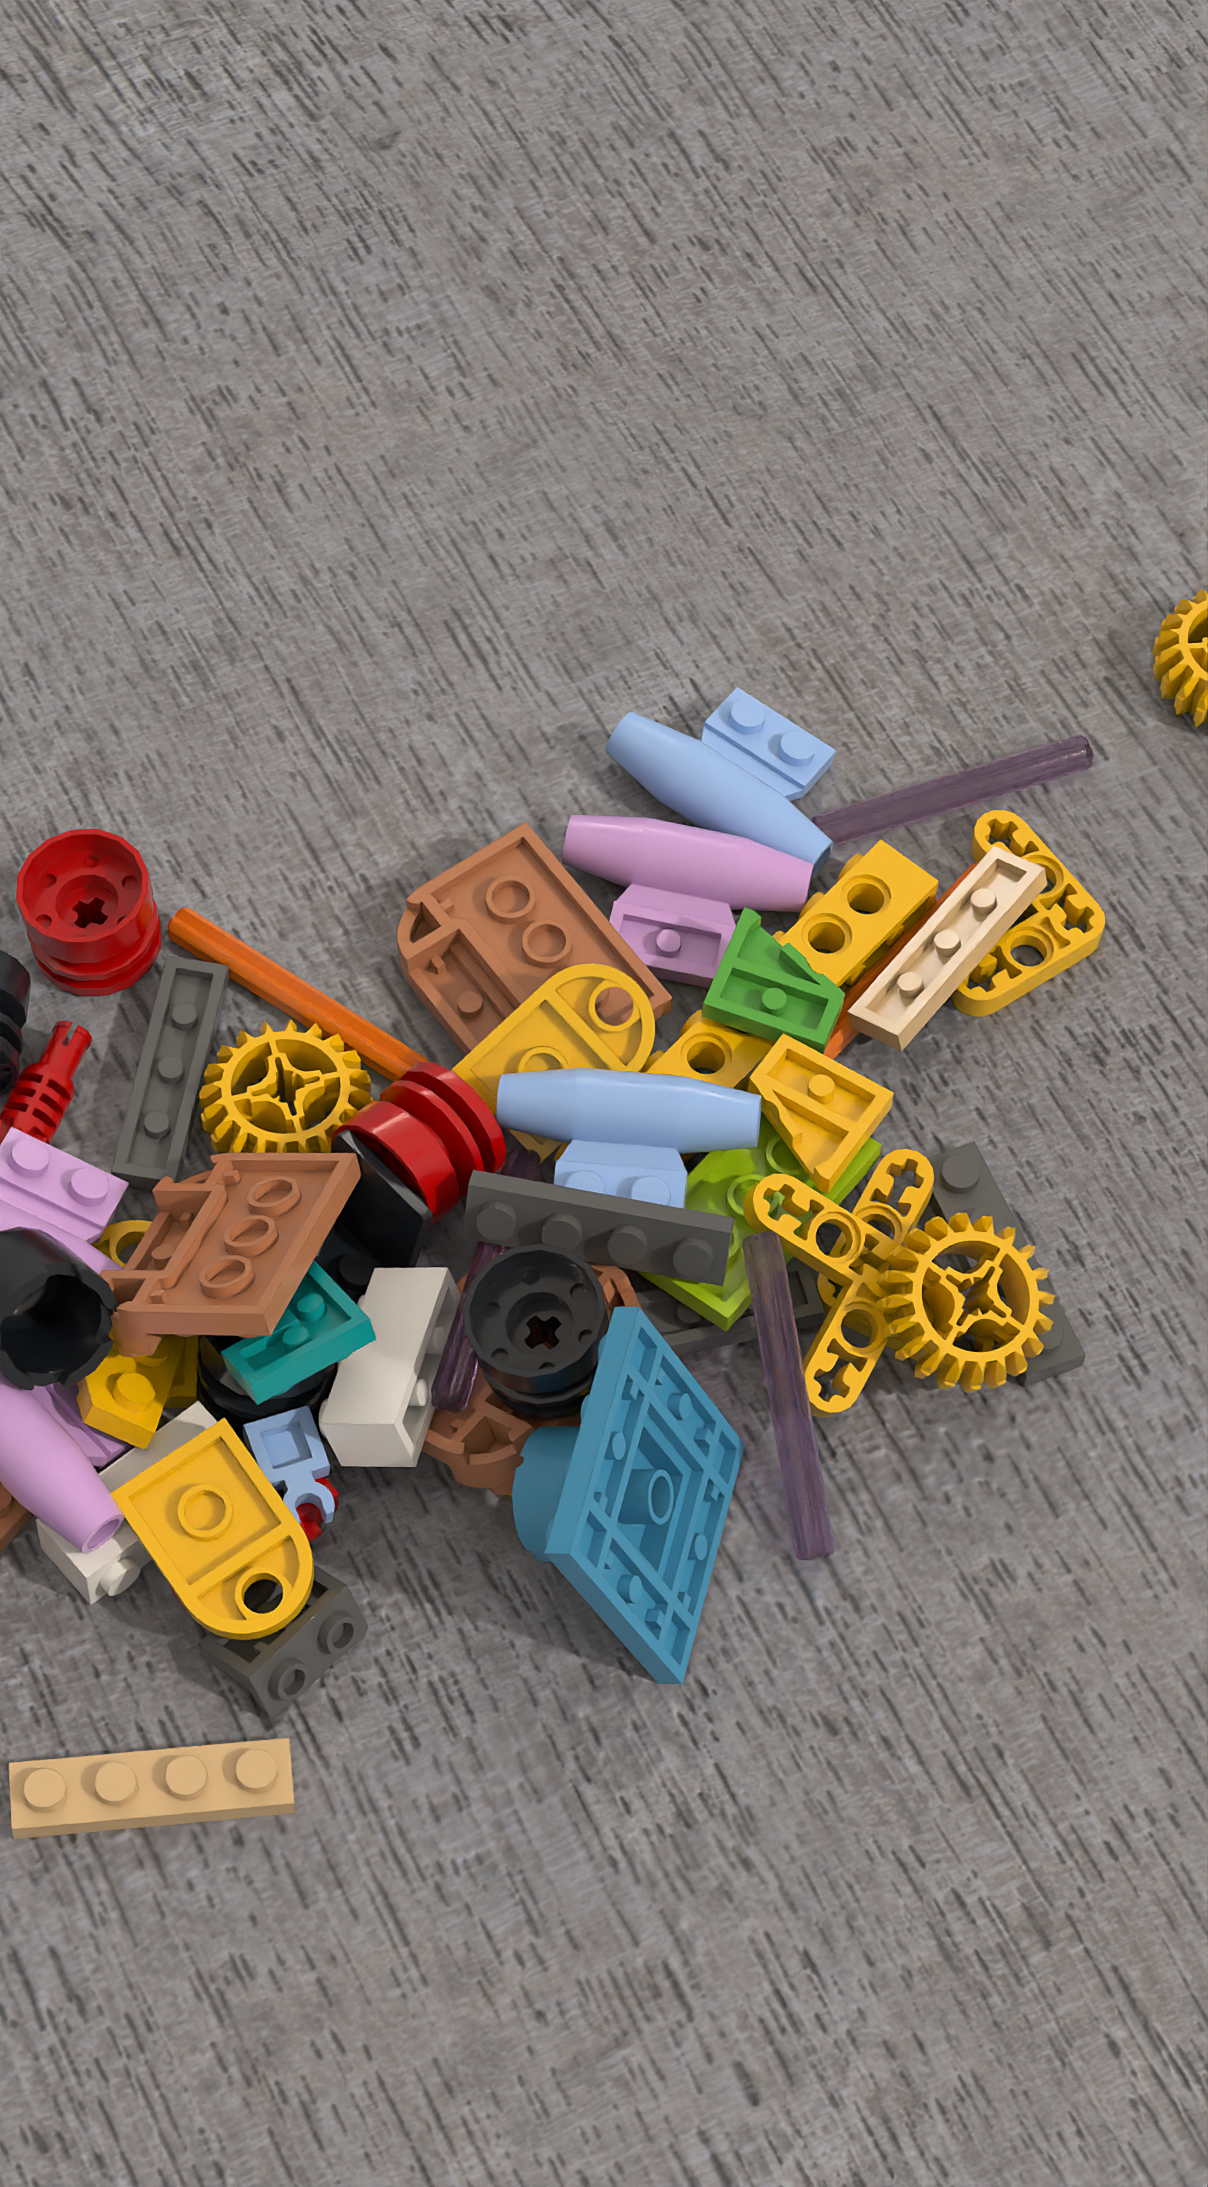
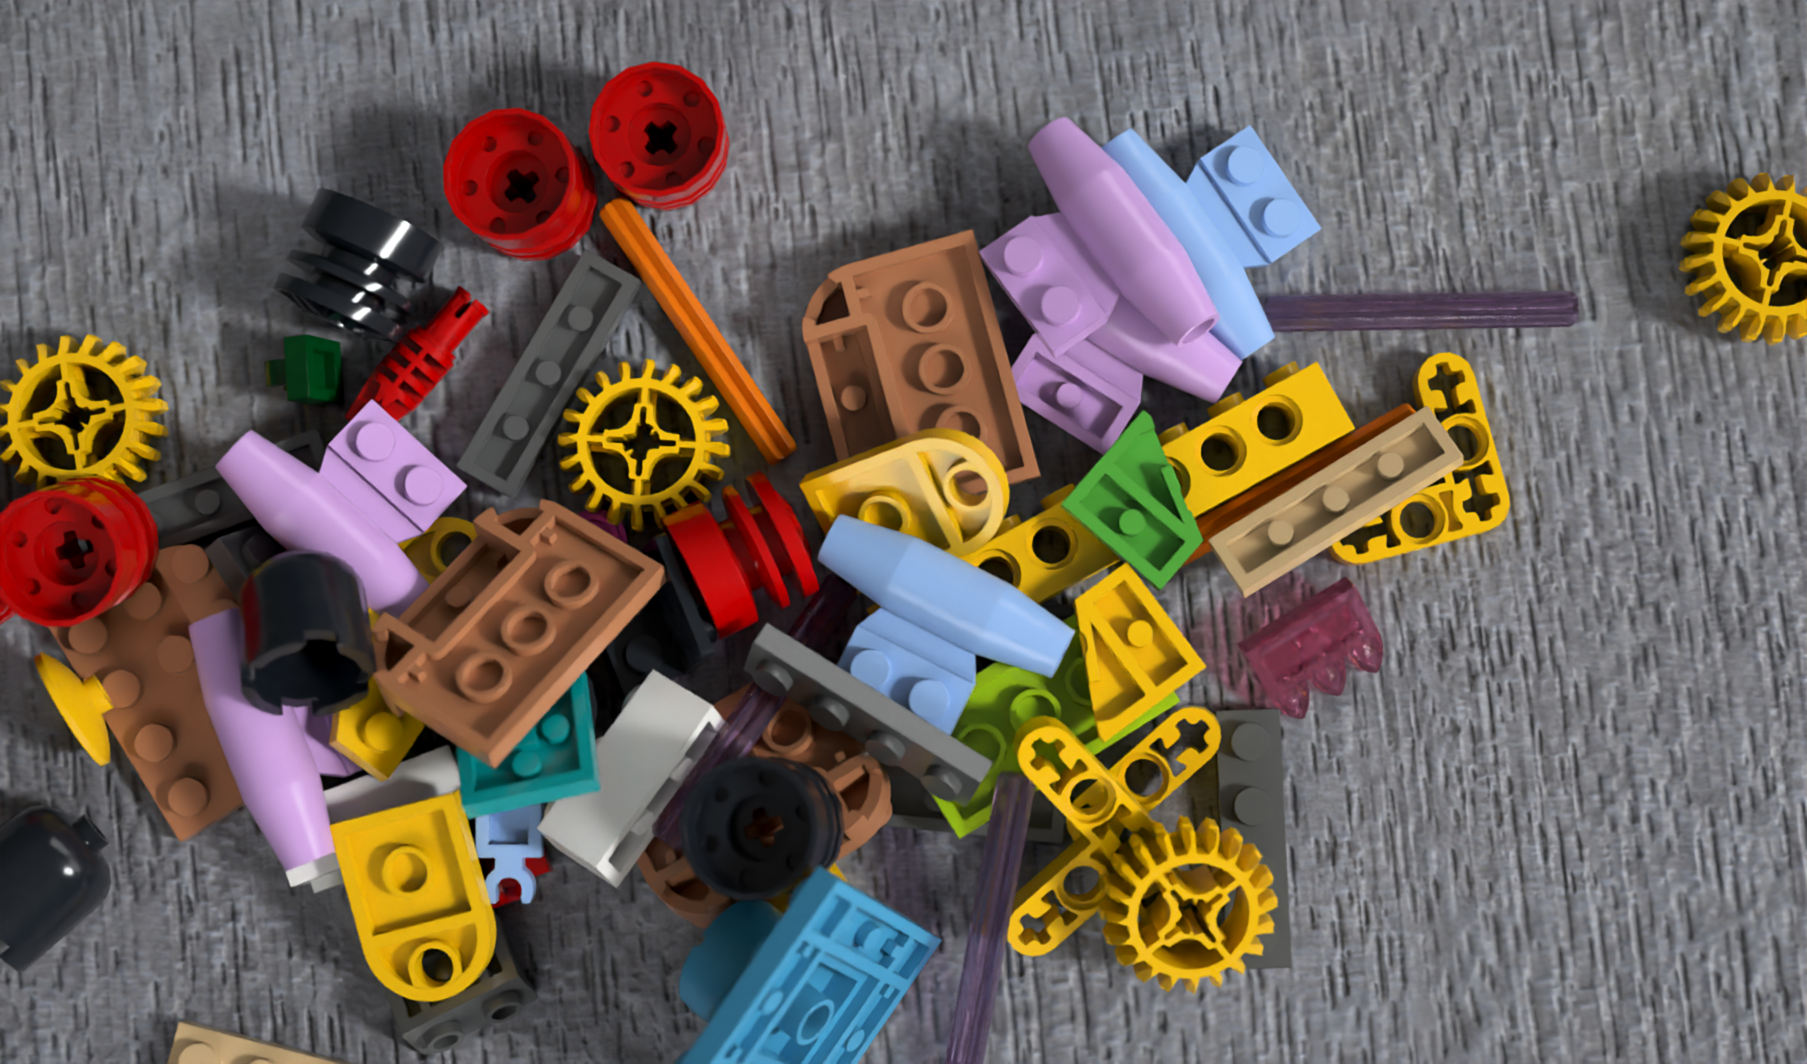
camera: 30 degrees right, 25 degrees up
(206, 835) = (664, 101): none -> red wheel
(644, 801) = (1101, 245): none -> lavender plate
(980, 1079) = (1312, 647): none -> clear pink plate

